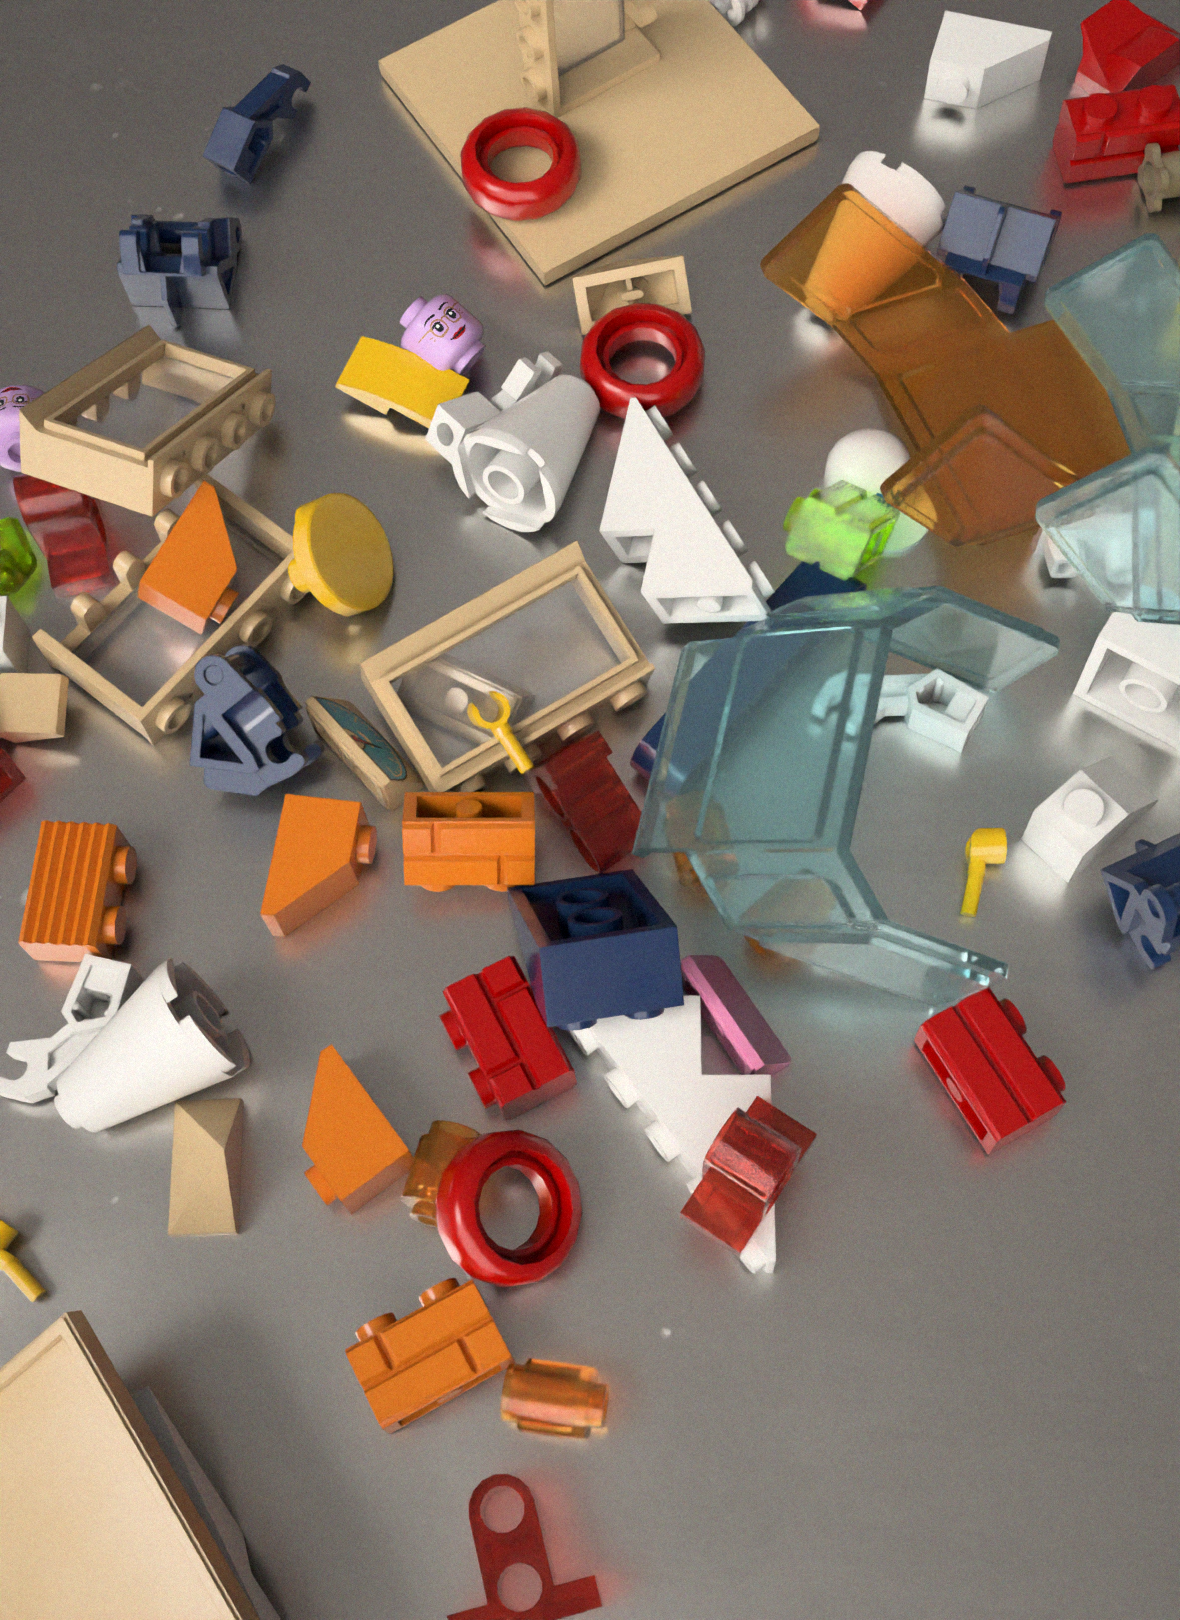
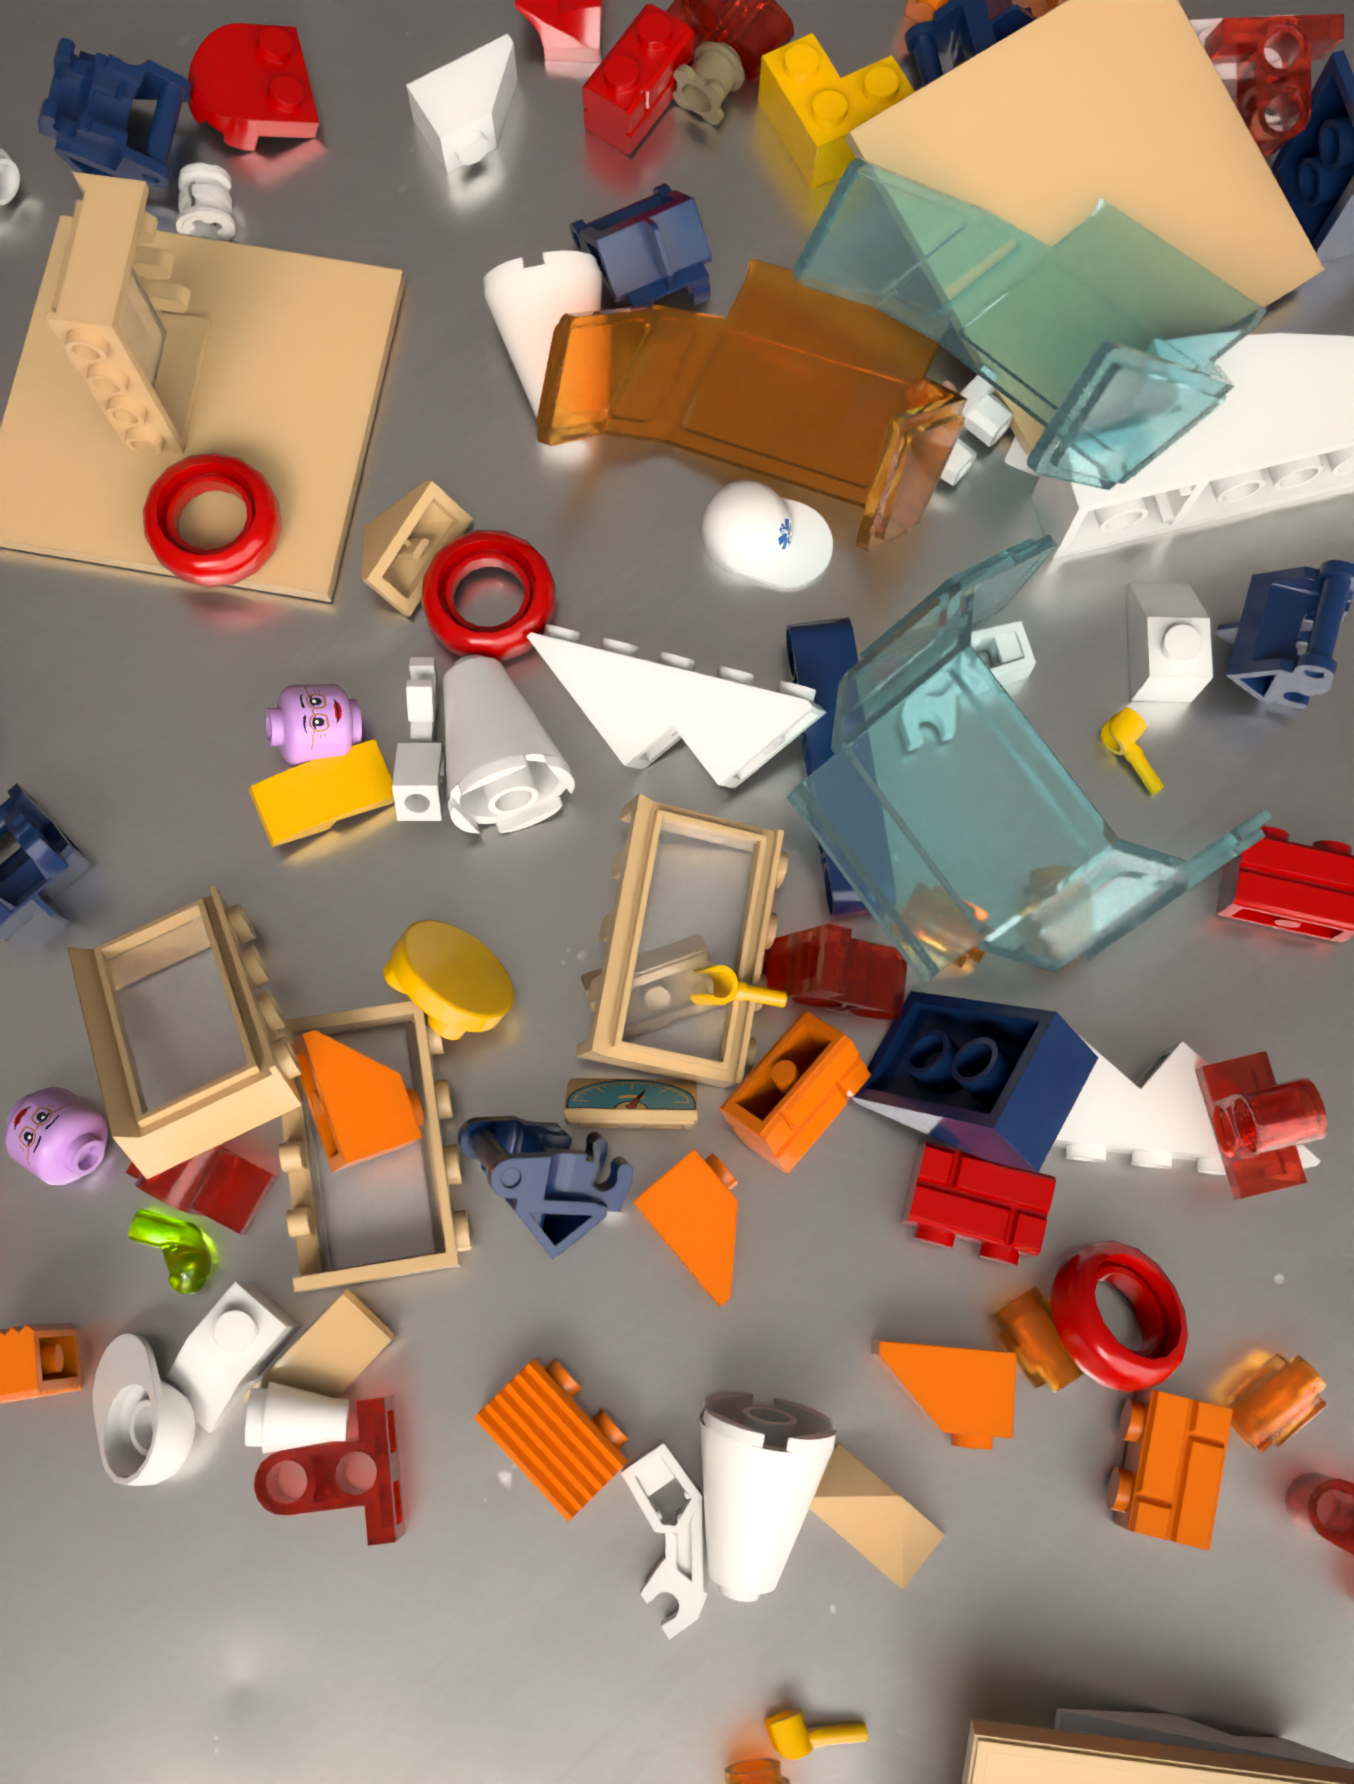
camera: 55 degrees left, 10 degrees up
(733, 1016) = (1109, 1024): bright pink slope -> none
(839, 528) = (797, 593): clear neon green brick -> none

